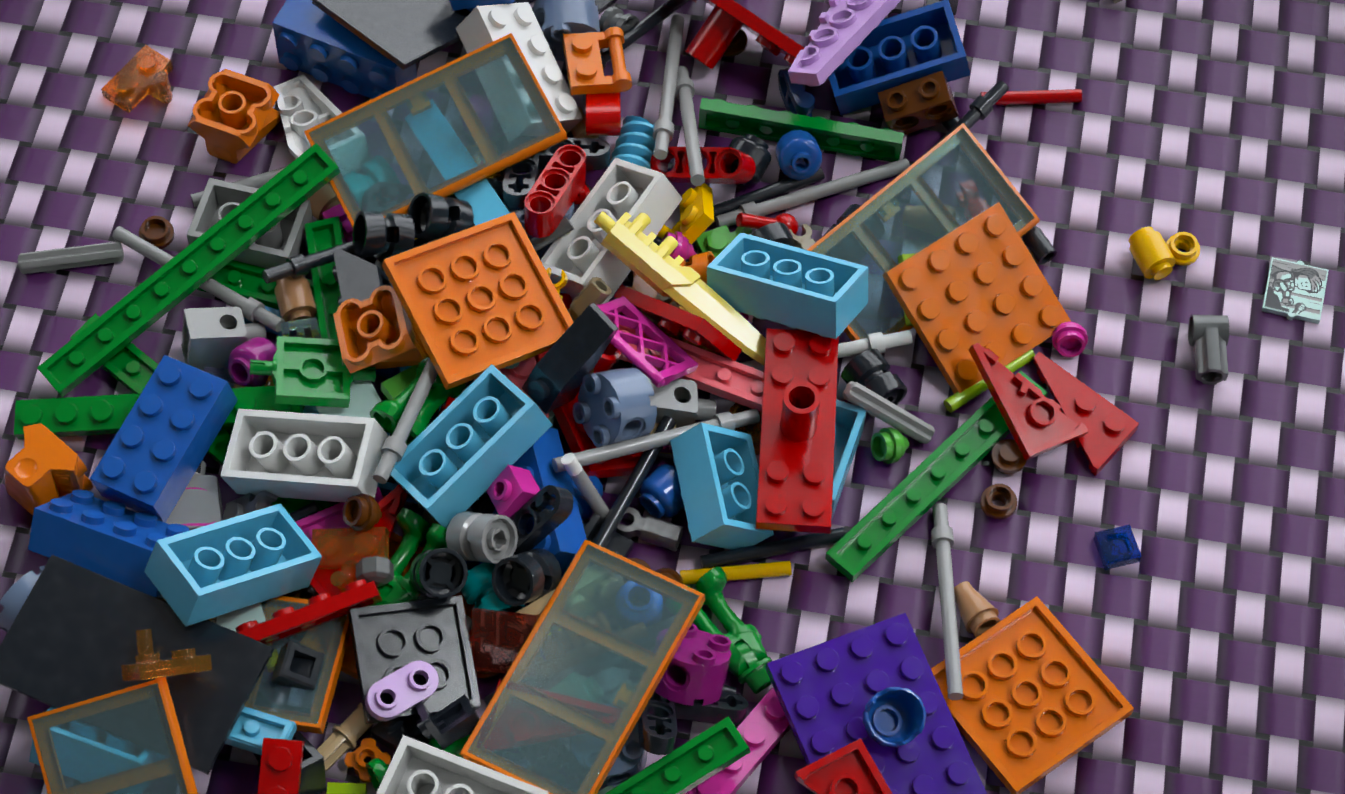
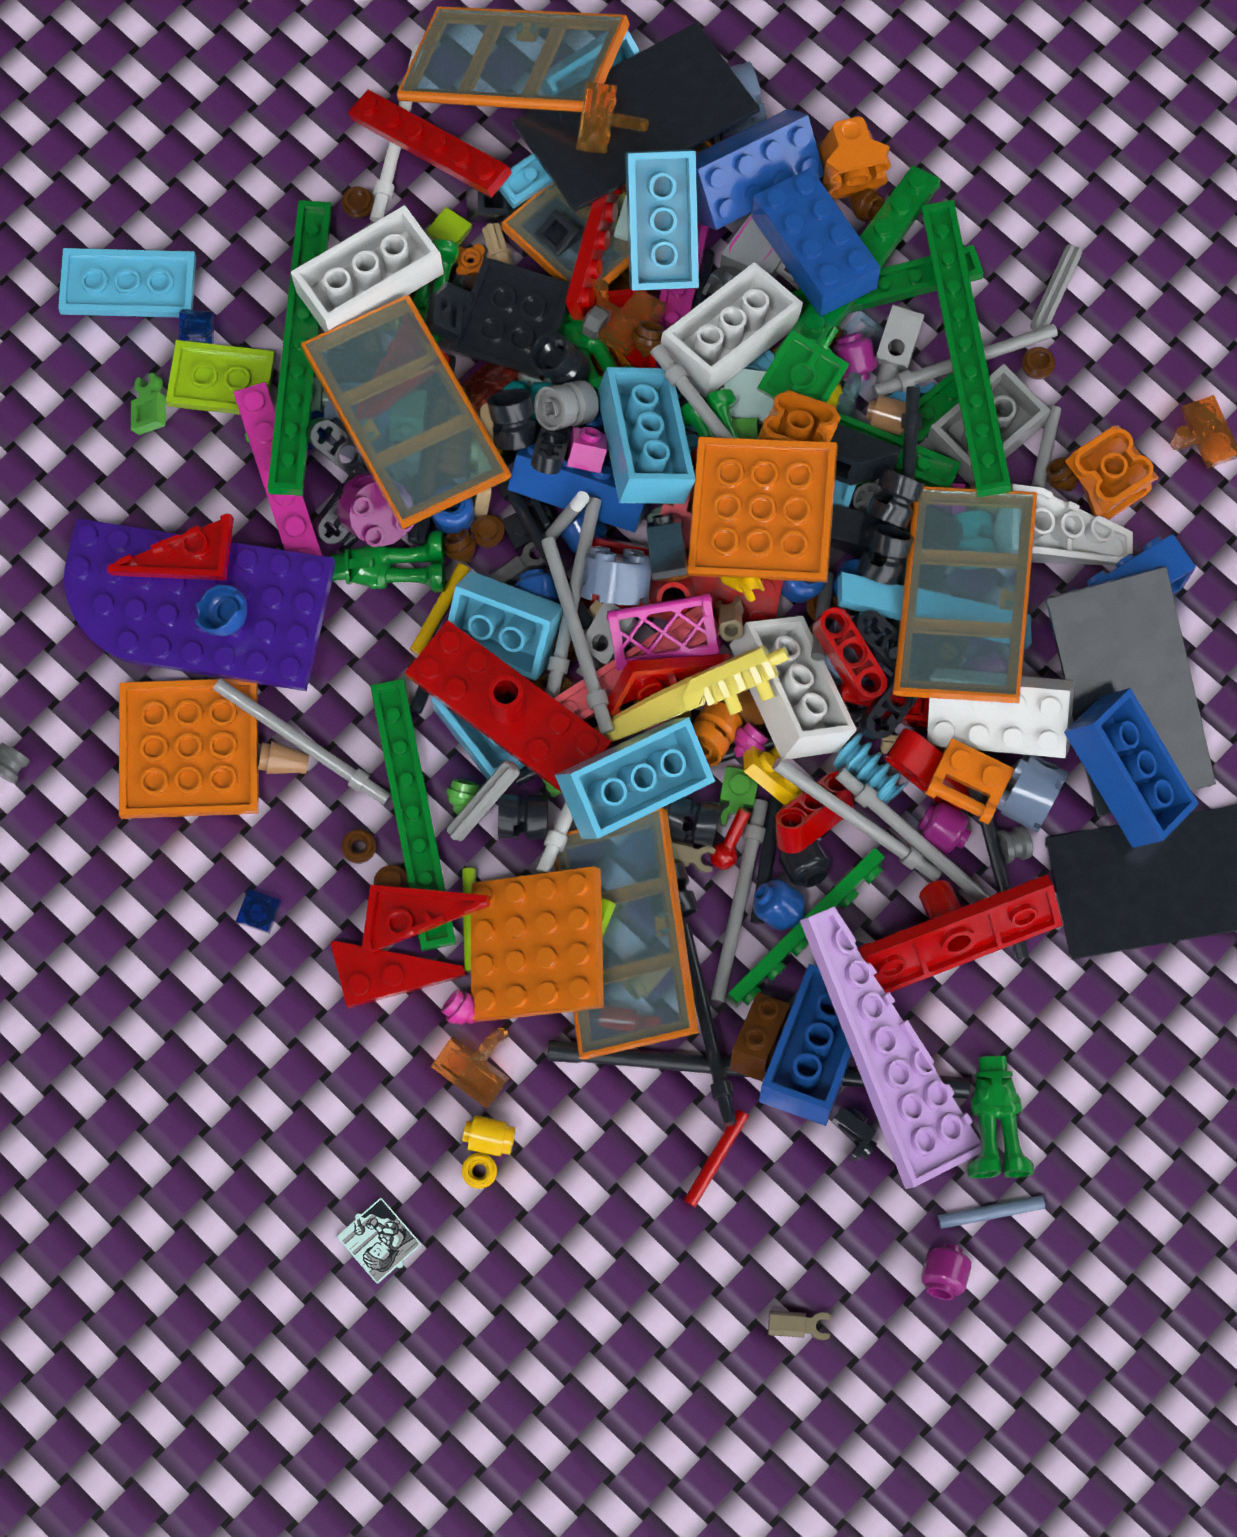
camera: 125 degrees right, 15 degrees up
(84, 448) = (866, 204): none -> reddish brown plate
(257, 158) = (1060, 475): none -> reddish brown plate
(402, 689) = (489, 288): lavender plate -> none
(646, 78) = (944, 827): none -> magenta head
(734, 365) = (596, 697): none -> light grey bar
(1113, 296) = (471, 1070): none -> clear orange plate
(1209, 337) = (380, 1122): dark grey piece -> none

